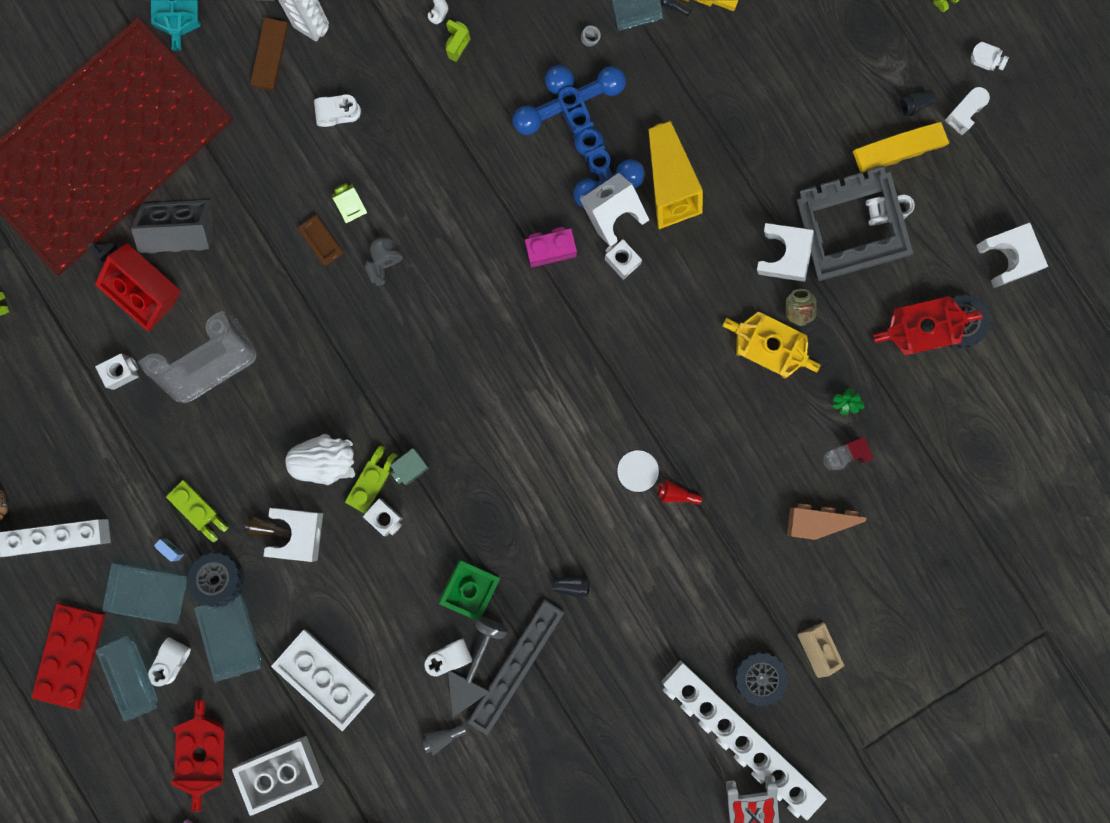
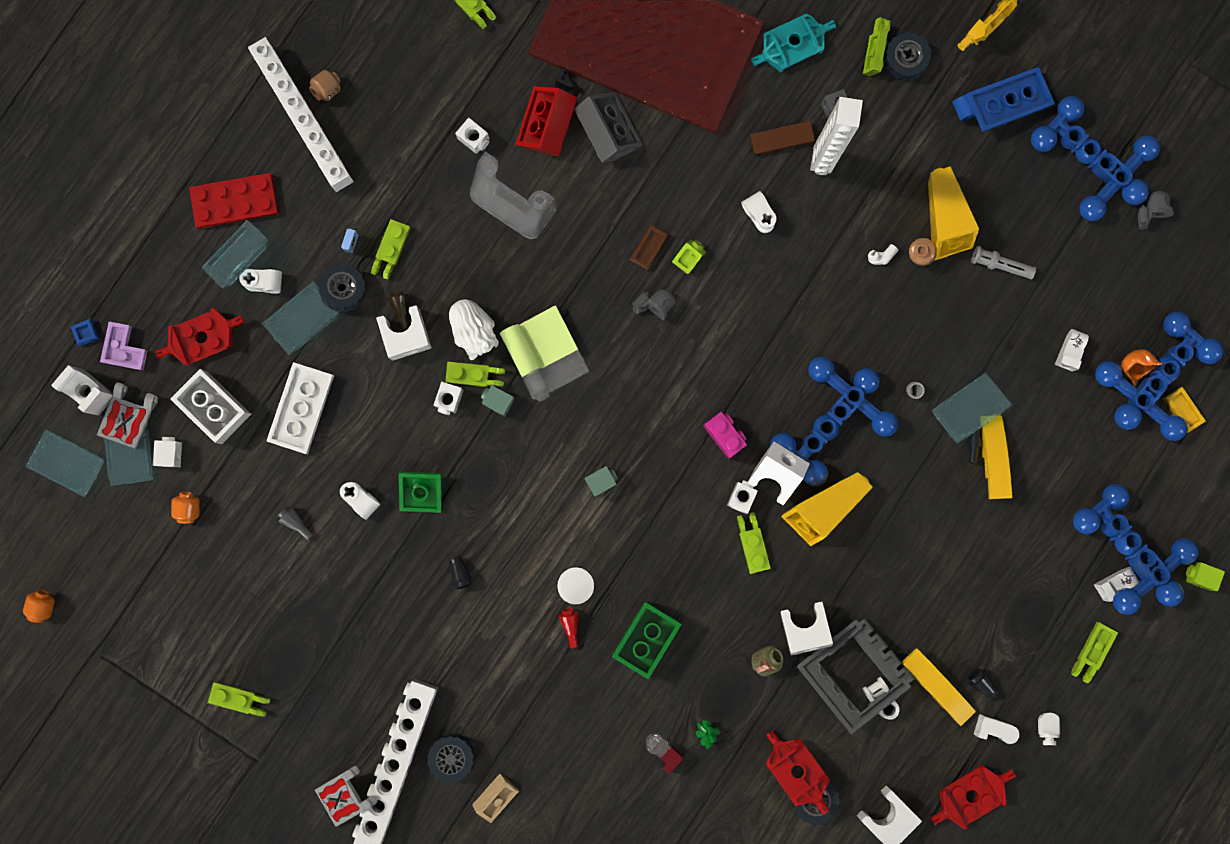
camera: 65 degrees right, 0 degrees up
(144, 593) = (307, 237): clear light blue piece -> none
(381, 396) = (544, 353): none -> yellowish green door
(458, 42) = (858, 284): lime bracket -> none
(462, 689) = (339, 523): dark grey piece -> none
(515, 667) = (376, 556): dark grey tile -> none
(541, 395) = (601, 480): none -> sand green brick
(676, 270) = (753, 545): none -> lime hinge
(726, 421) = (646, 640): none -> green brick
(752, 344) = (721, 633): yellow plate -> none
(816, 524) = (594, 749): nougat slope -> none
(1025, 144) = (989, 795): none -> red plate

